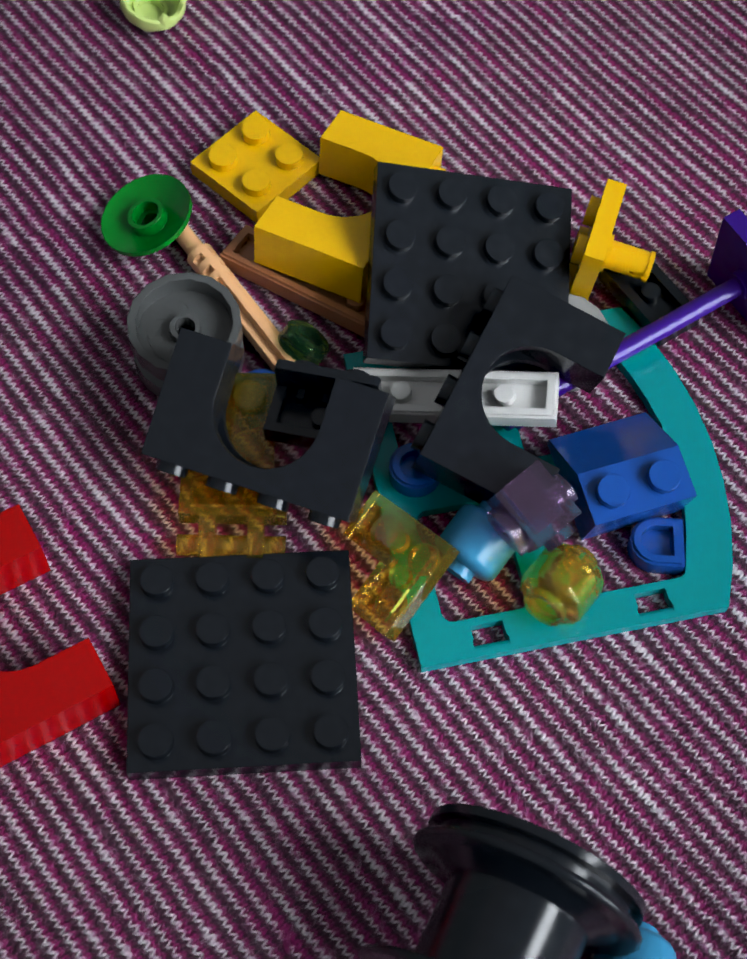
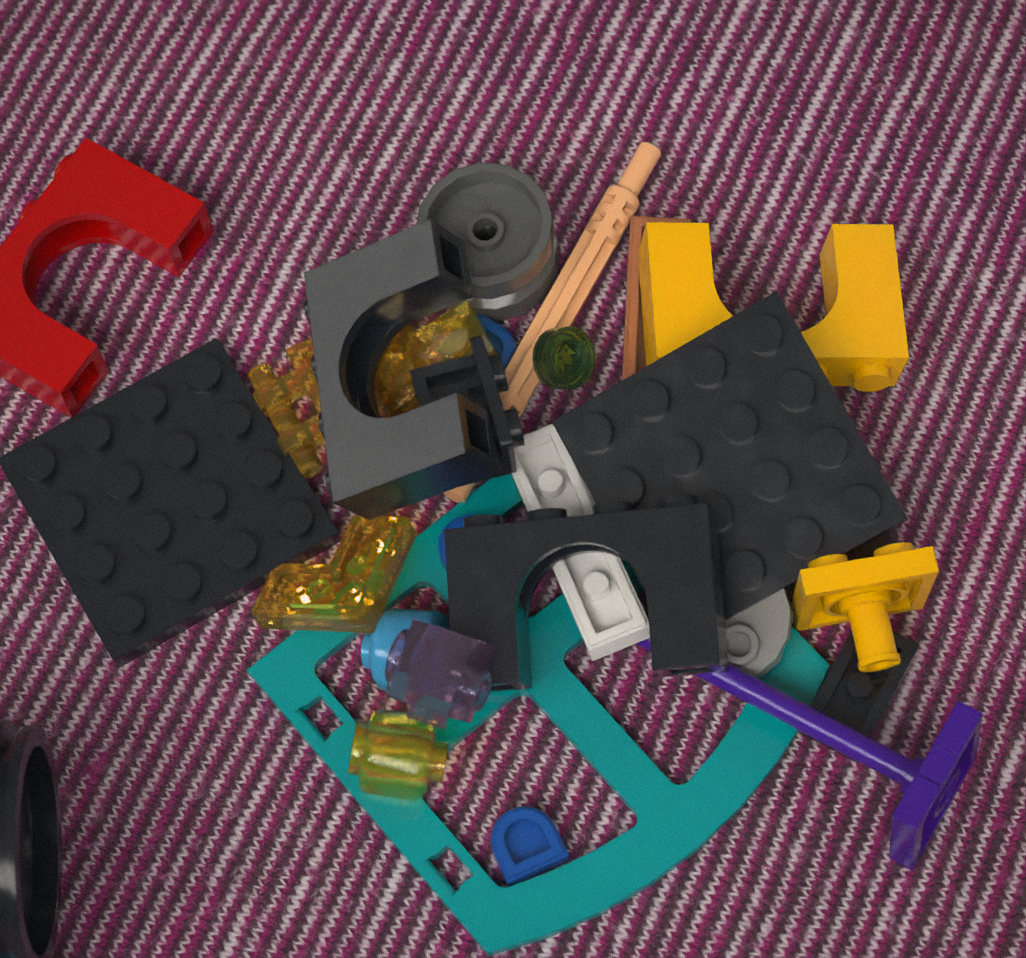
camera: 70 degrees right, 5 degrees up
(146, 215) = (631, 117): green dish -> none
(255, 165) = (783, 186): yellow plate -> none
(622, 473) = (577, 755): blue slope -> none

